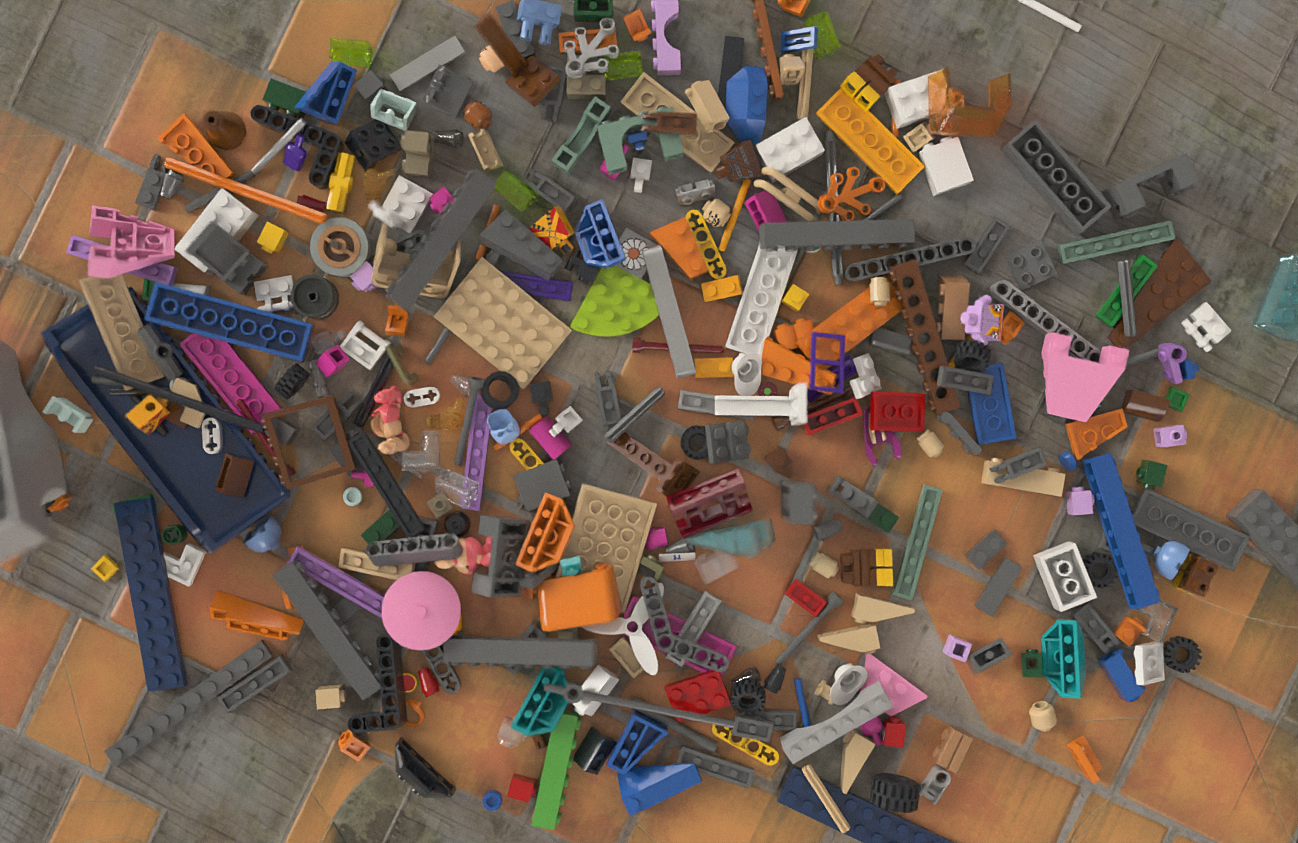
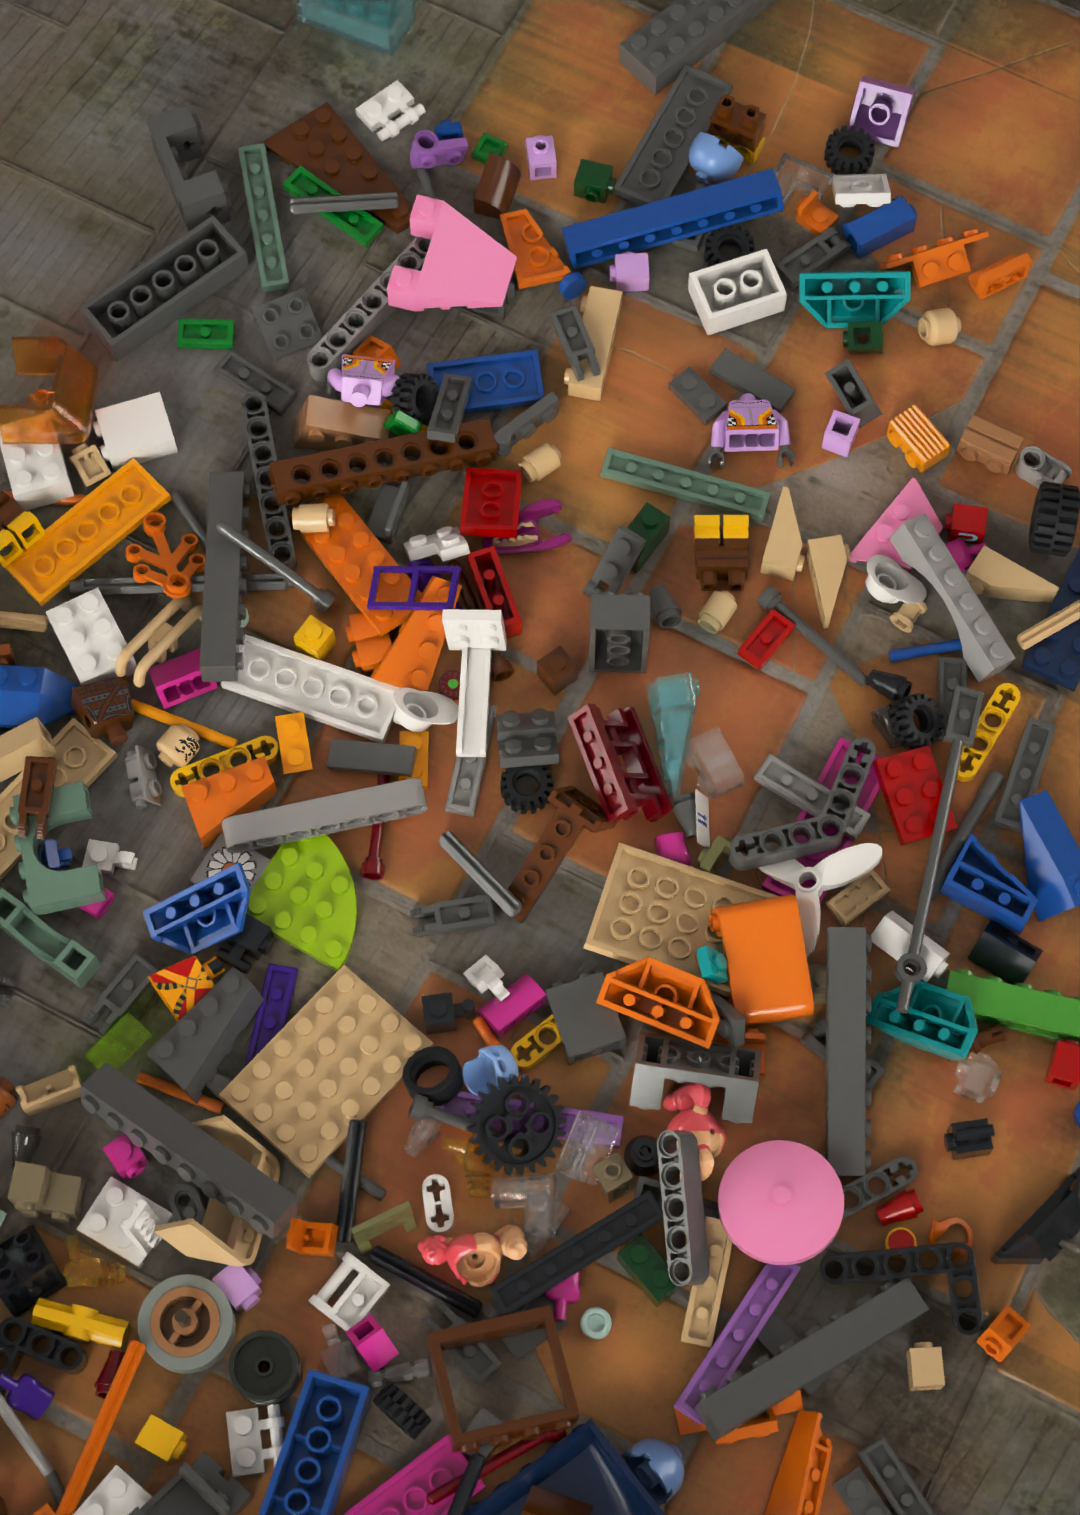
camera: 85 degrees left, 20 degrees down
(433, 342) = (351, 1179): none -> black axle
(466, 444) = (496, 1106): none -> black gear
(472, 726) = (969, 1139): none -> black brick
(712, 340) = (371, 757): none -> dark grey tile
(825, 300) = (320, 597): none -> dark grey piece
(952, 348) = (401, 423): none -> green tile
(956, 700) = (918, 439): none -> light orange brick
(960, 586) = (750, 427): none -> lavender torso
(1022, 208) = (205, 333): none -> green plate
(1095, 715) = (937, 262): none -> orange bracket
(1216, 677) = (881, 110): none -> medium lavender slope

